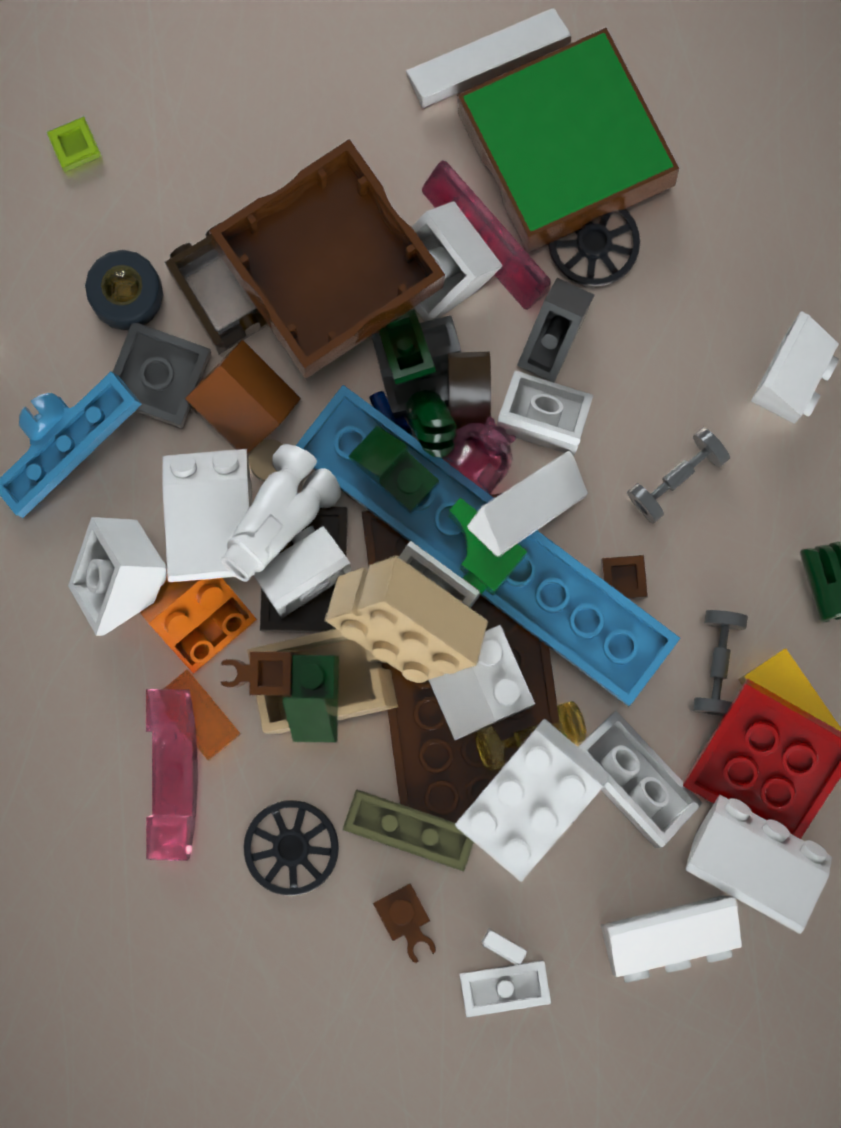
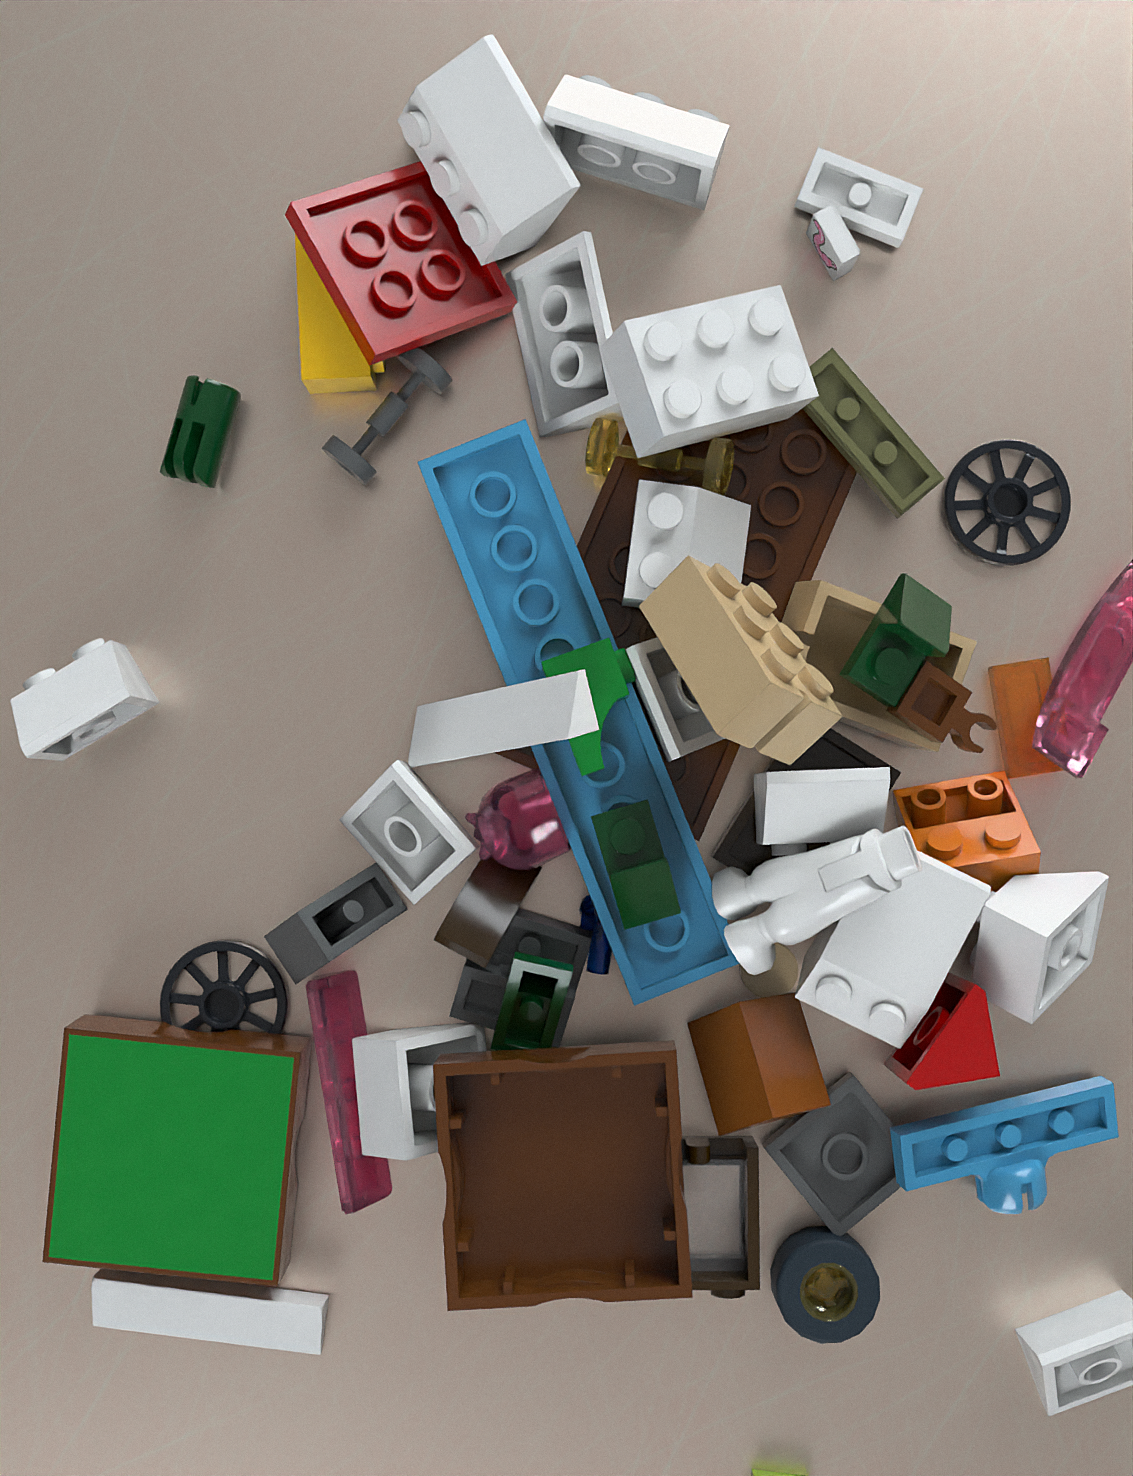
camera: 145 degrees left, 5 degrees up
(136, 475) = (950, 1041): none -> red slope
(403, 916) = (923, 348): reddish brown plate -> none
(431, 422) = (555, 894): dark green arm -> none
(626, 575) = (434, 580): reddish brown plate -> none
(710, 448) = (241, 671): dark grey wheel -> none

